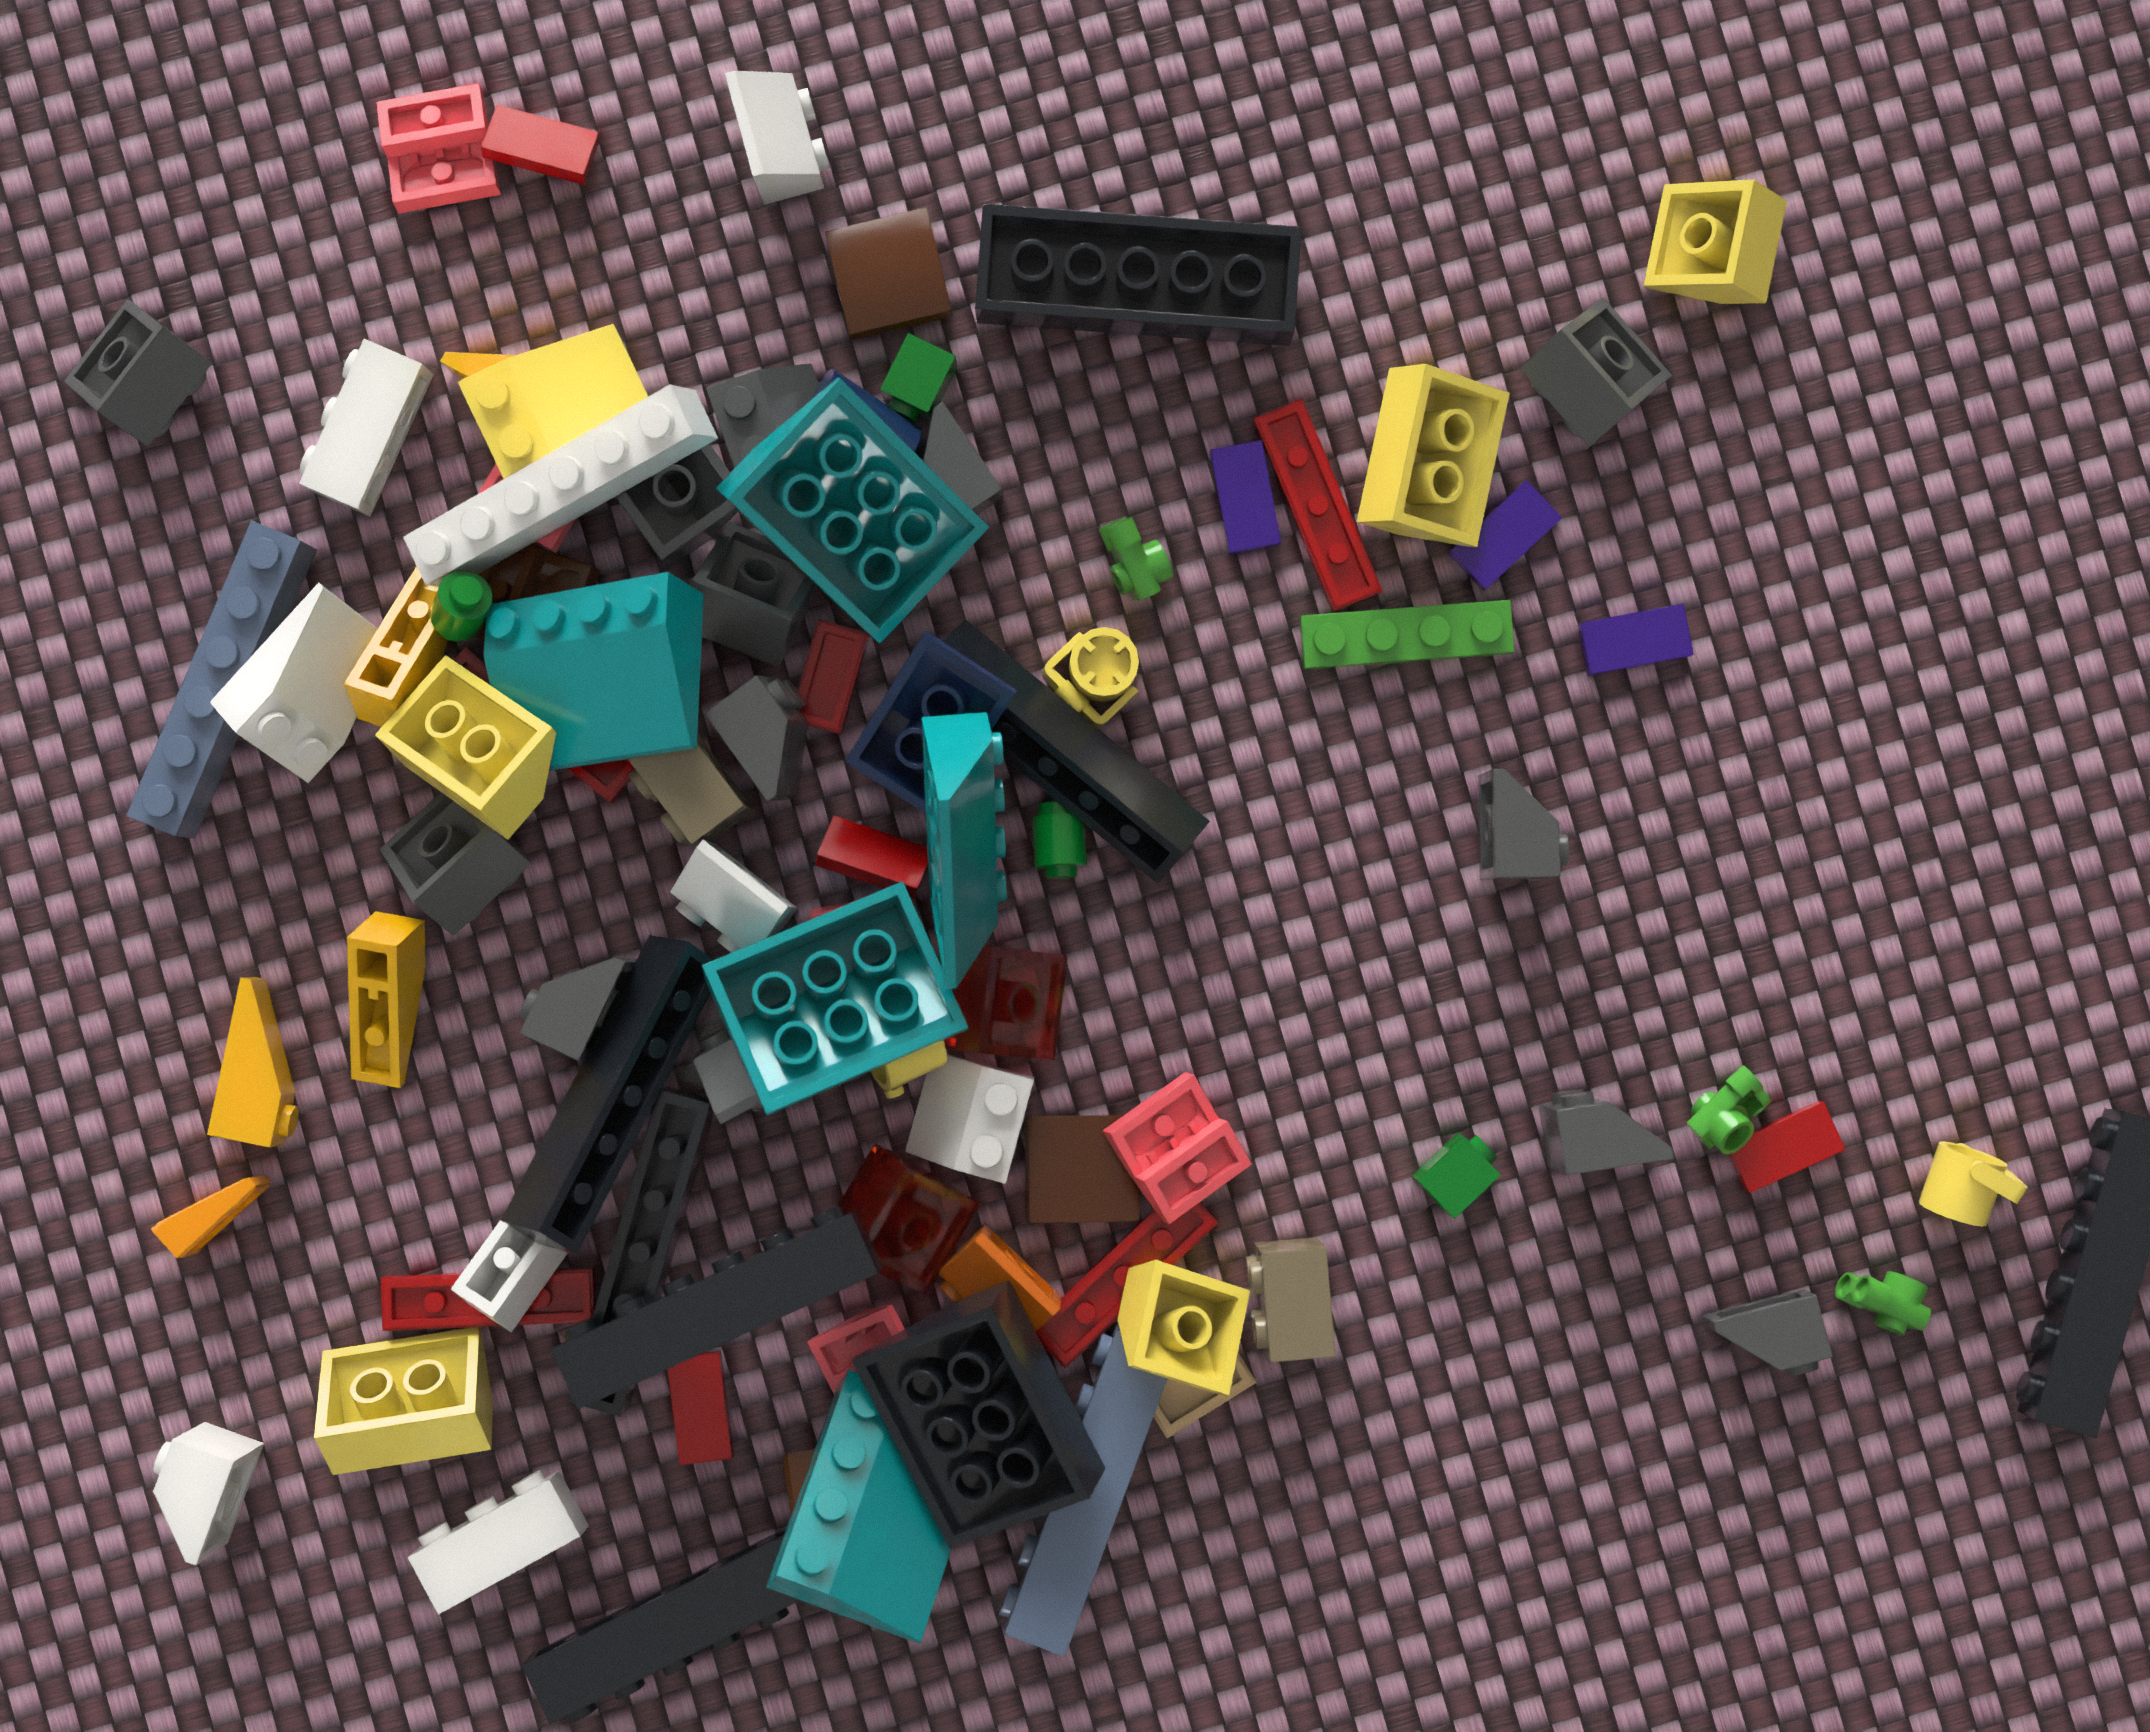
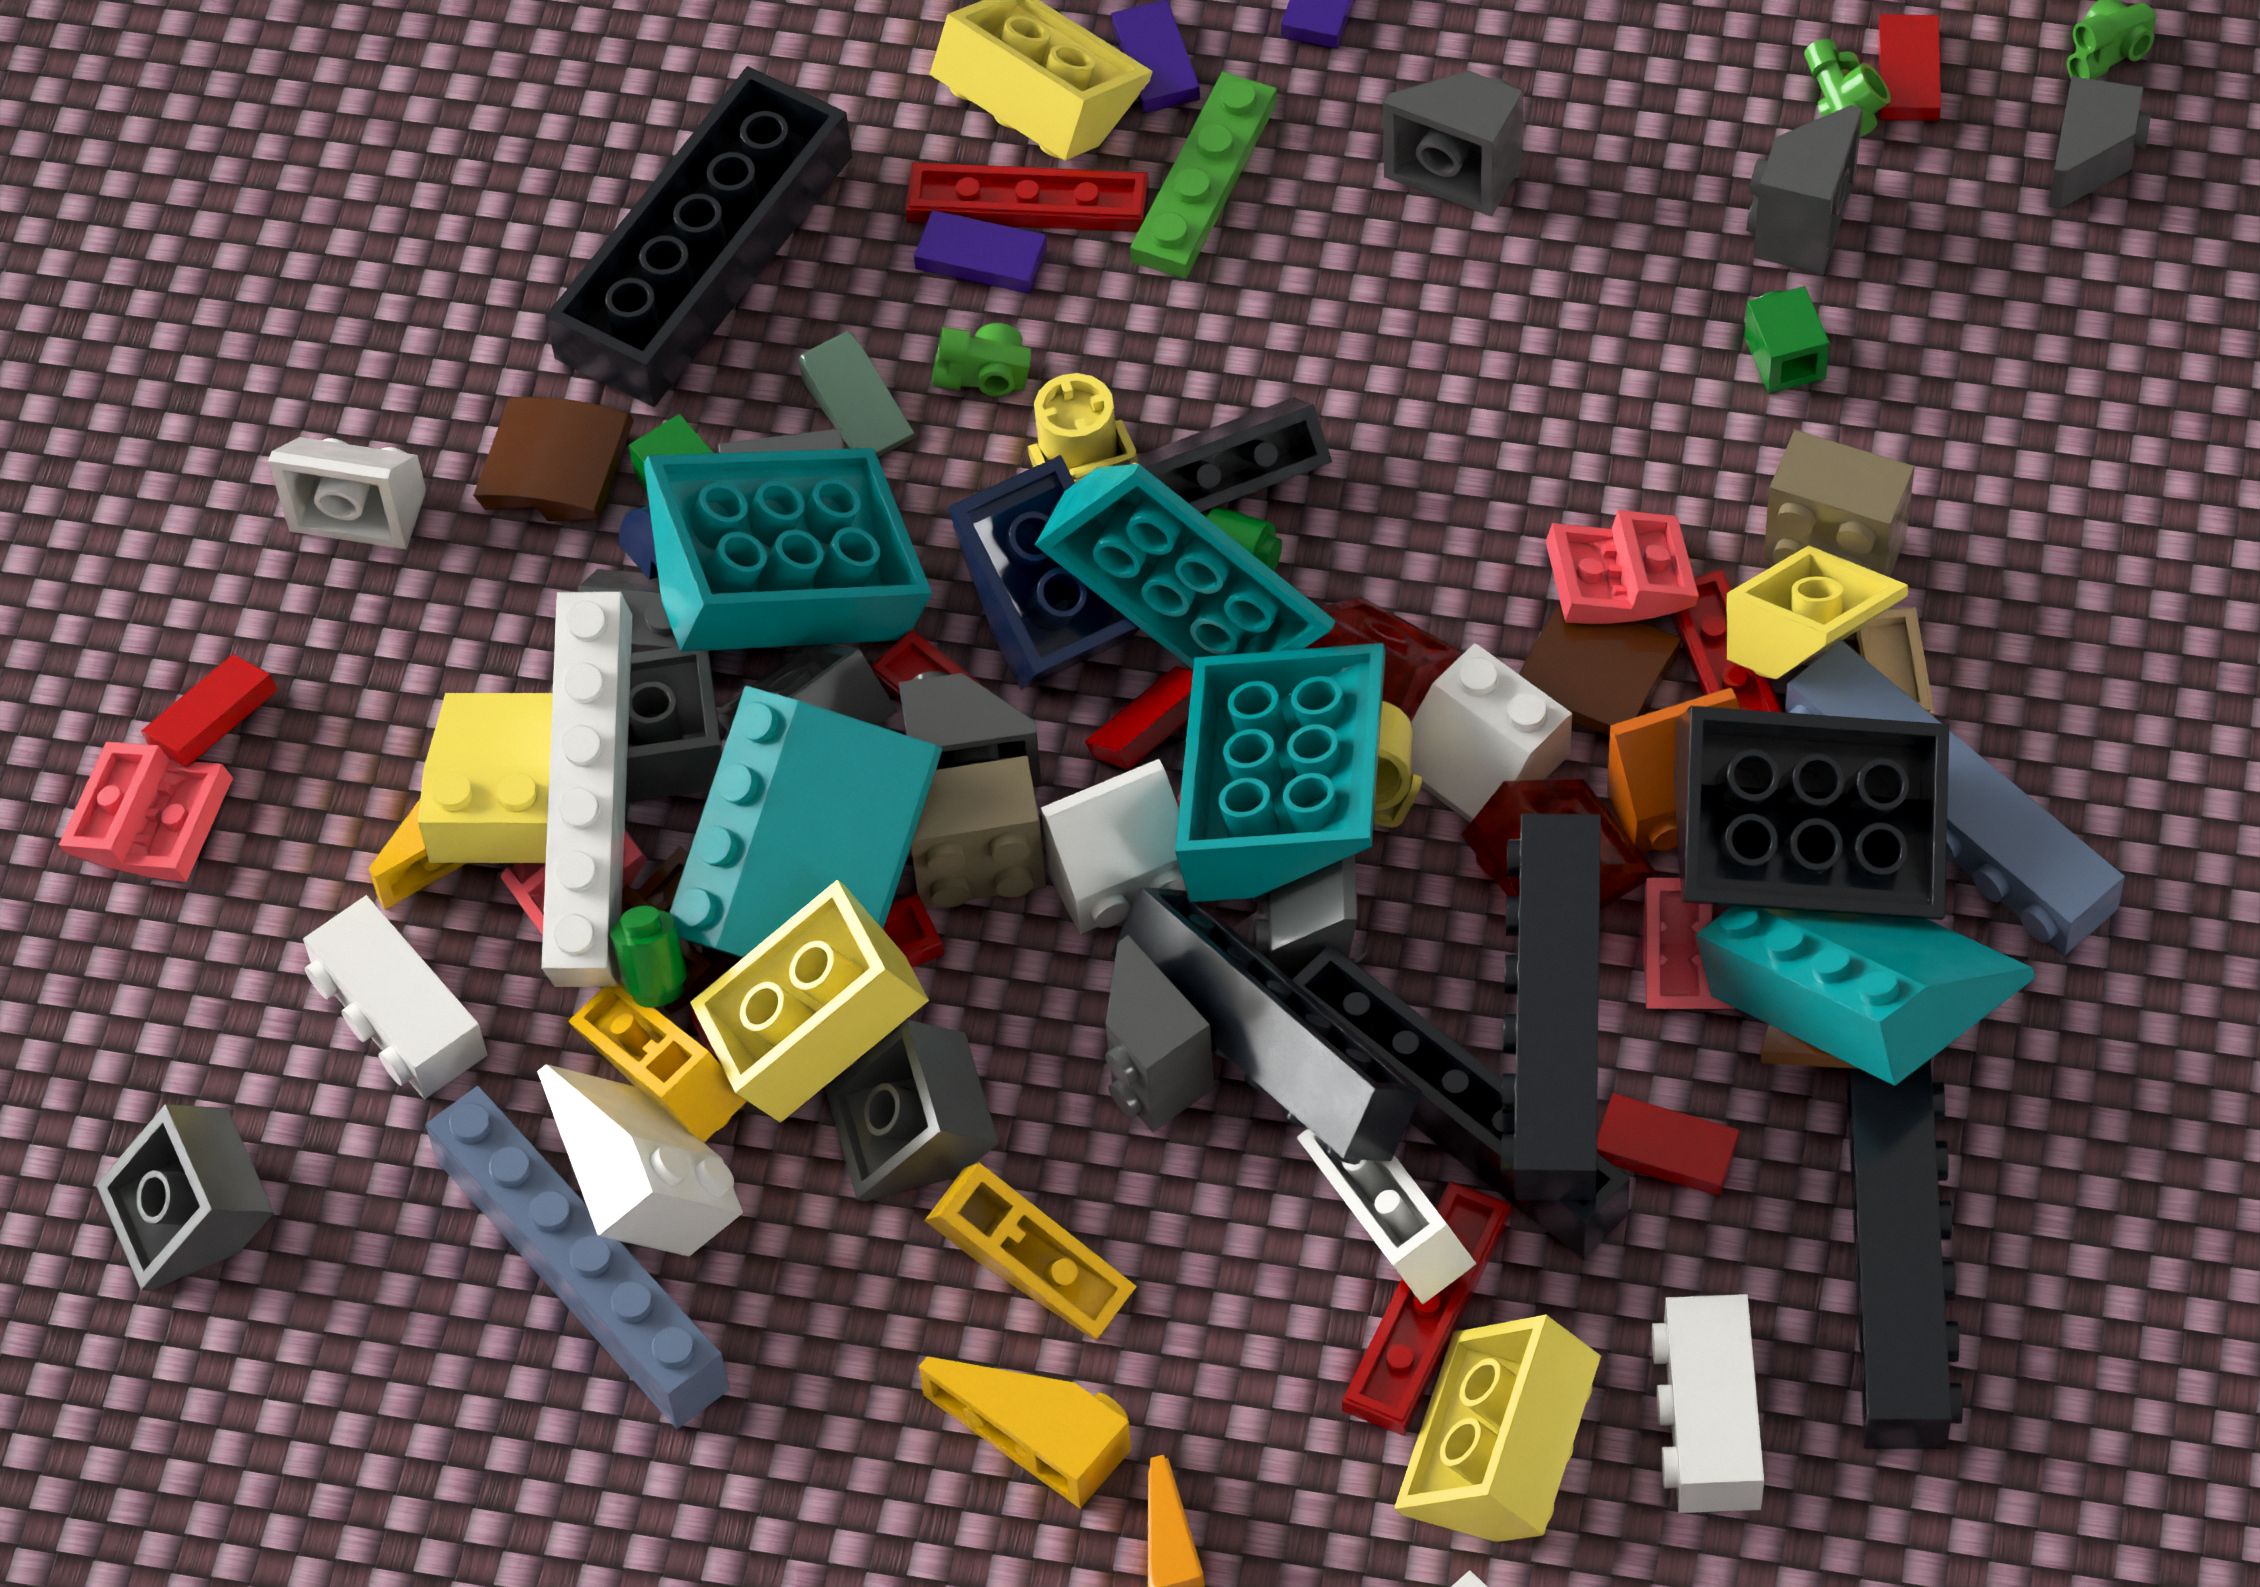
camera: 55 degrees left, 30 degrees down
(1056, 477) = (854, 395): none -> sand green slope

